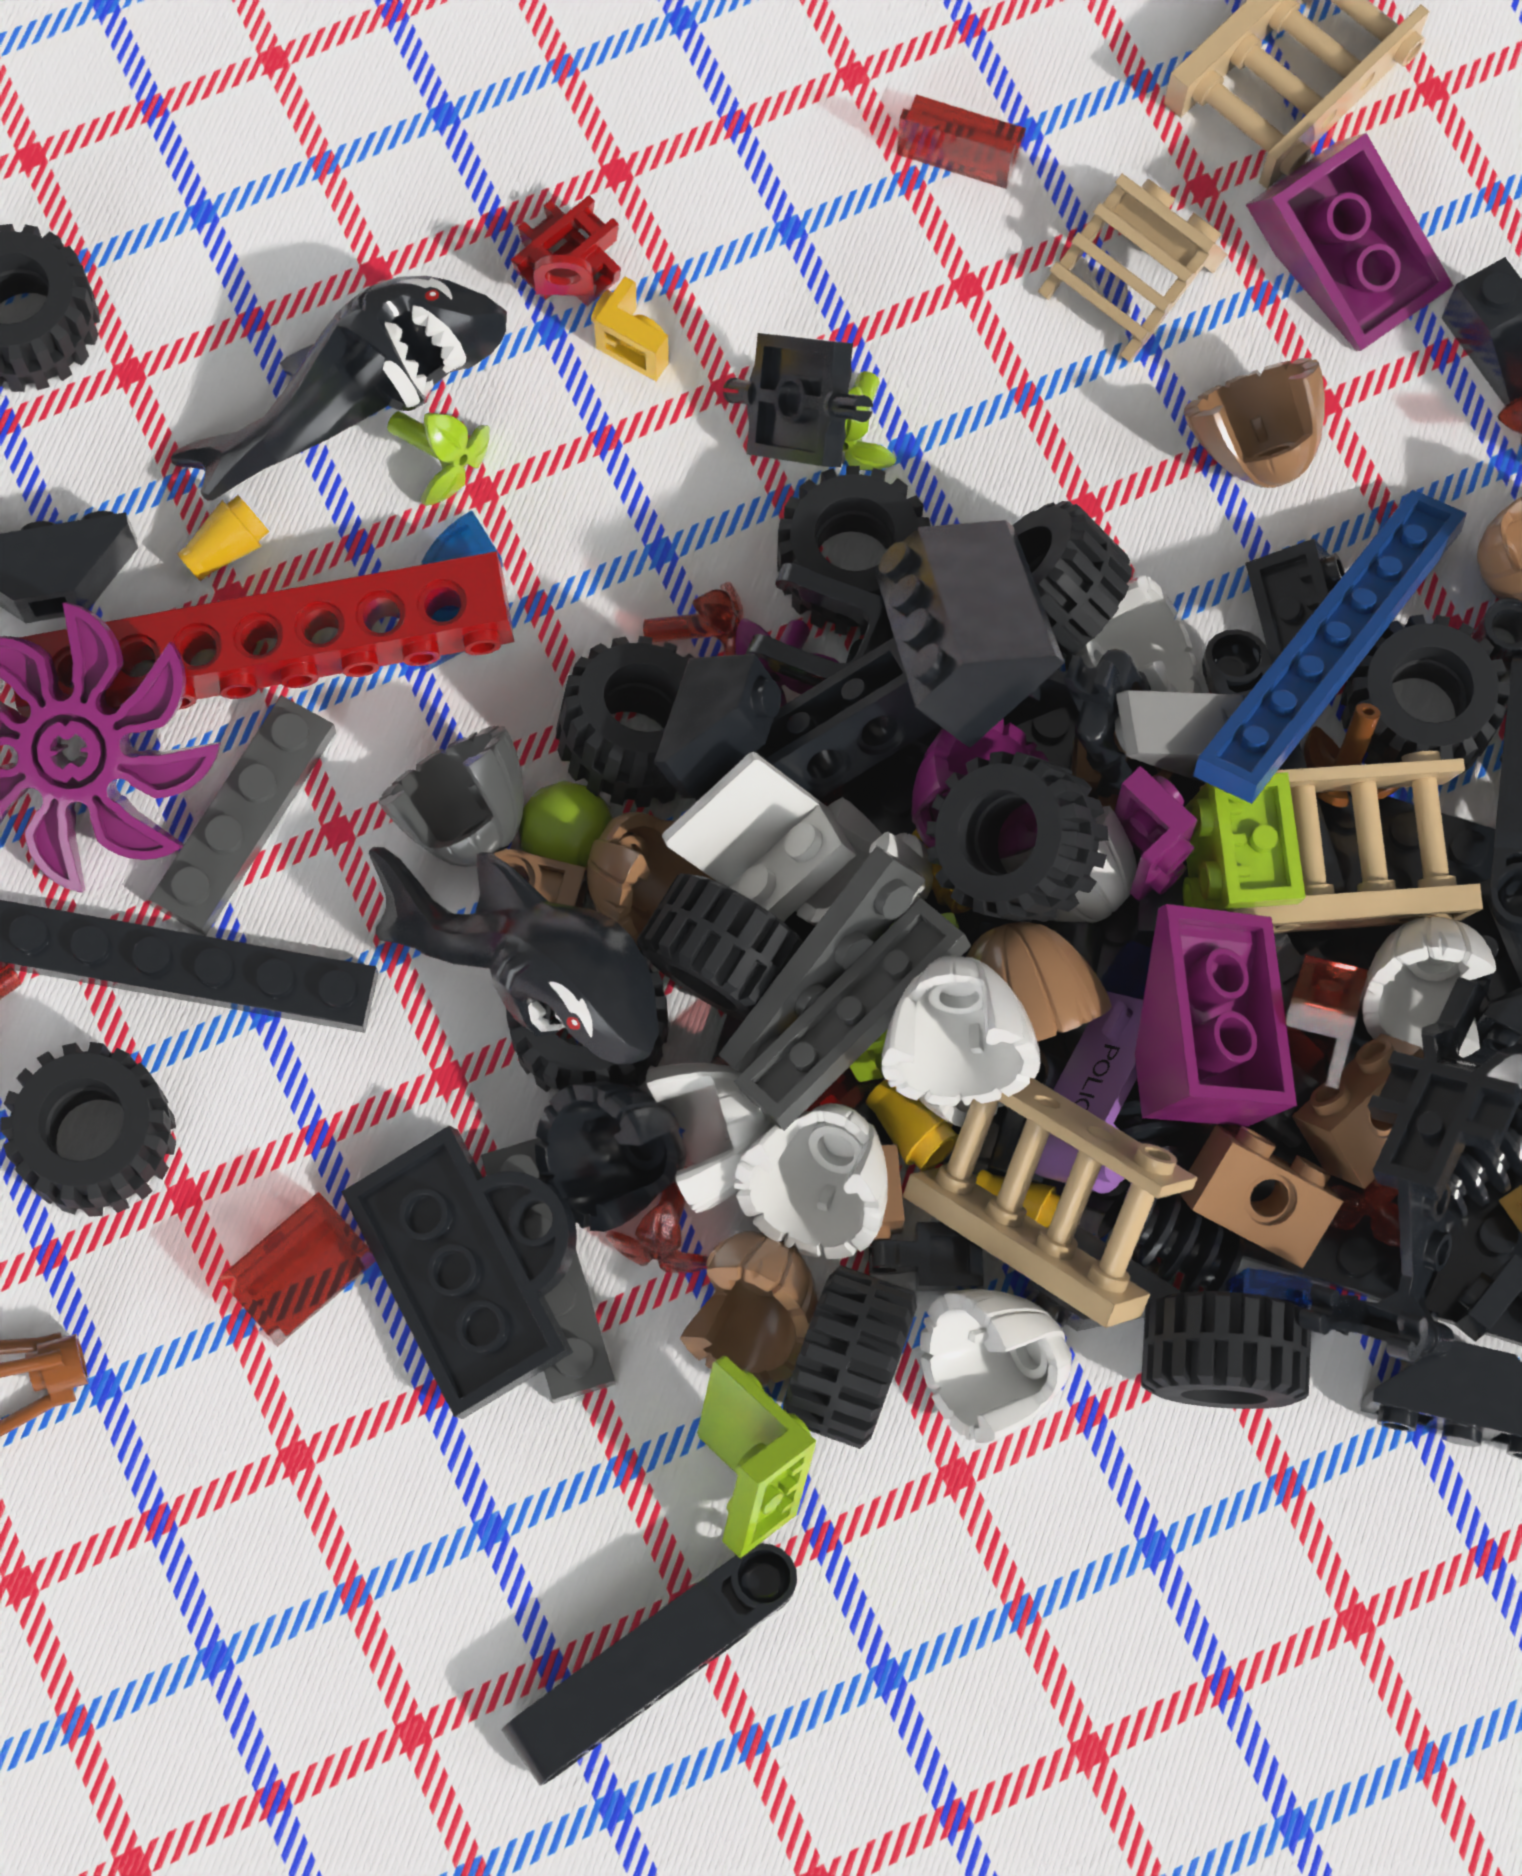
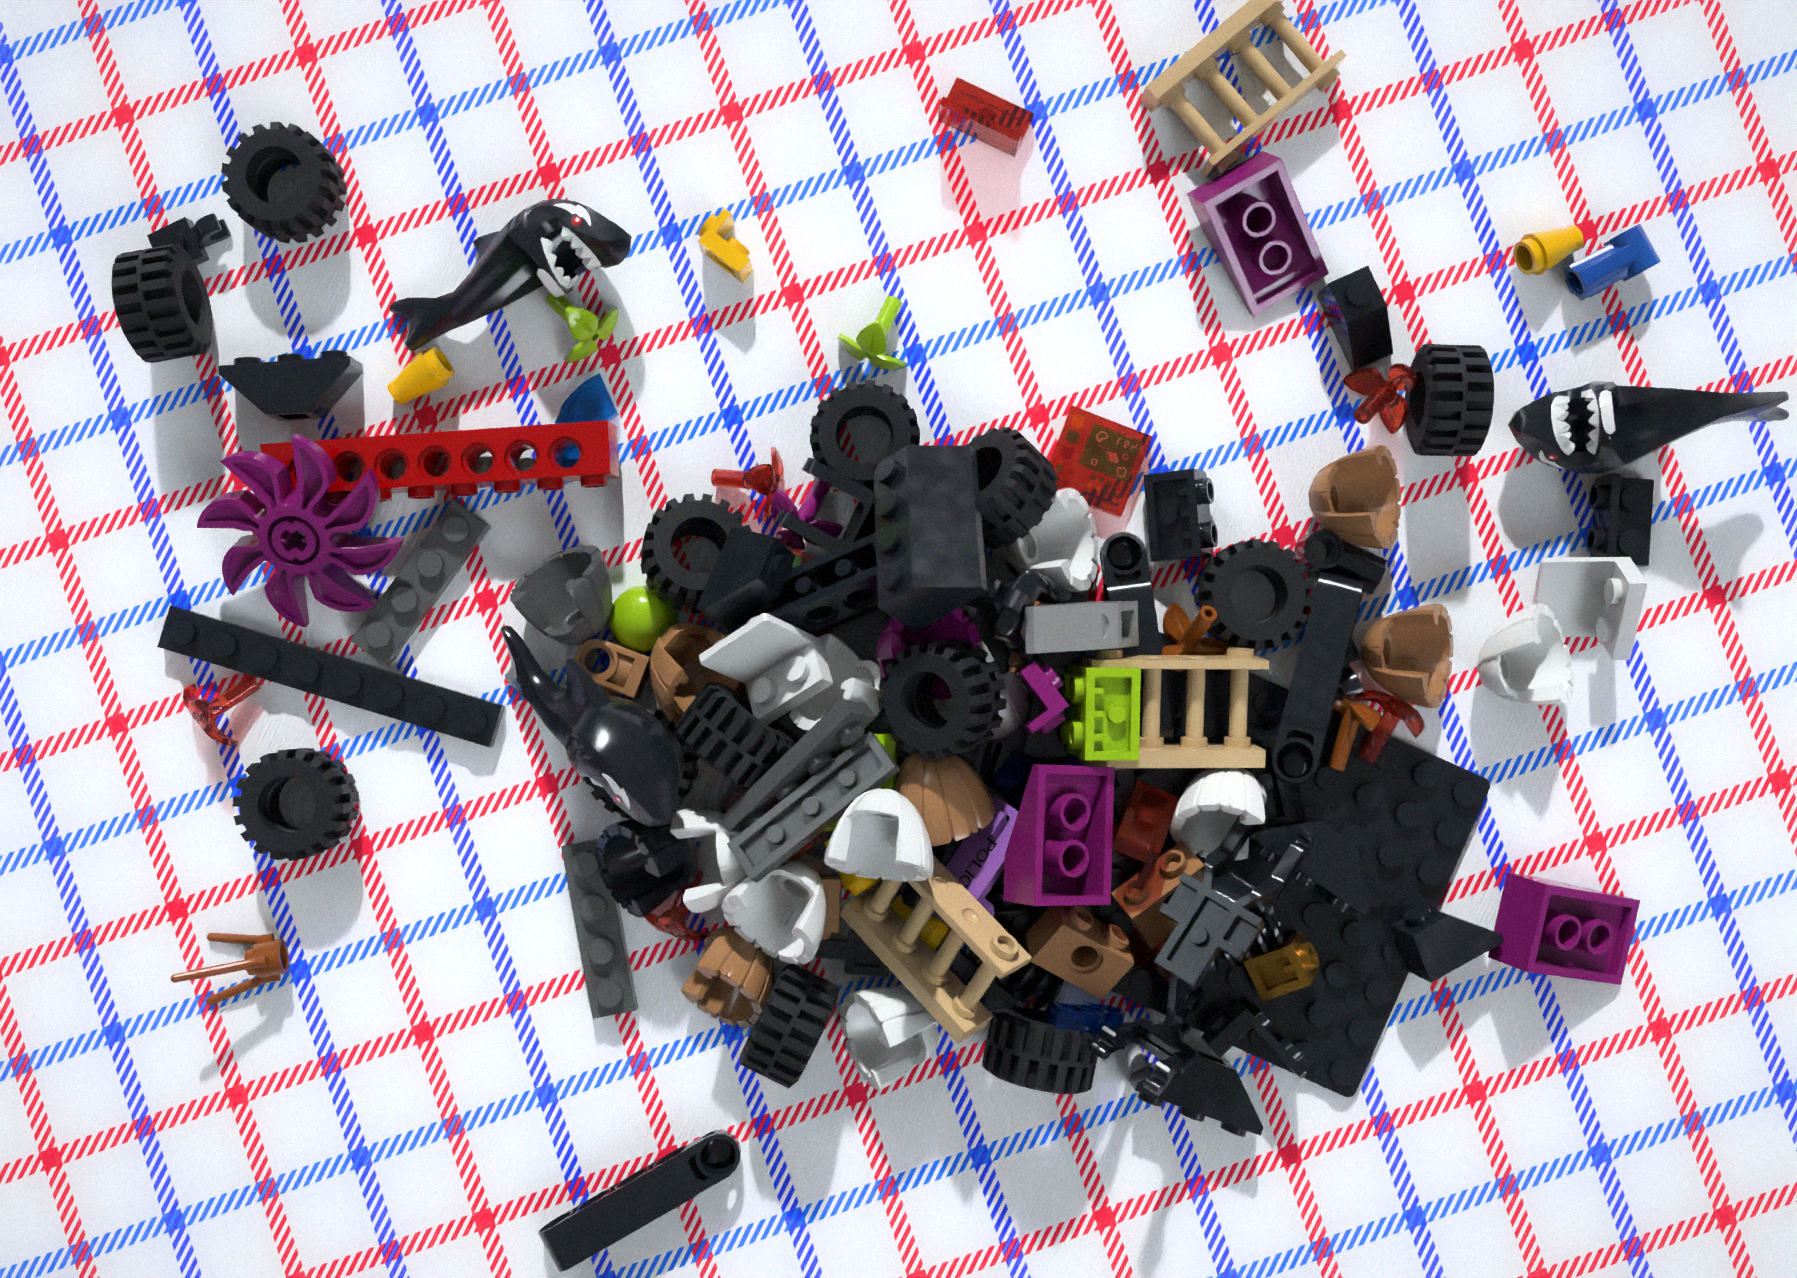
camera: 10 degrees right, 15 degrees up
(298, 1269) = (430, 913): clear red panel -> none
(467, 1267) = (542, 926): black plate -> none
(575, 262) = (690, 186): red piece -> none
(762, 1446) = (732, 1084): lime bracket -> none
(799, 399) = (838, 323): black plate -> none
(1147, 221) = (1119, 212): tan plate -> none
(1185, 549) = (1099, 459): none -> clear red tile
(1263, 422) = (1170, 370): medium nougat hair -> none
(1329, 647) = (1188, 565): blue plate -> none

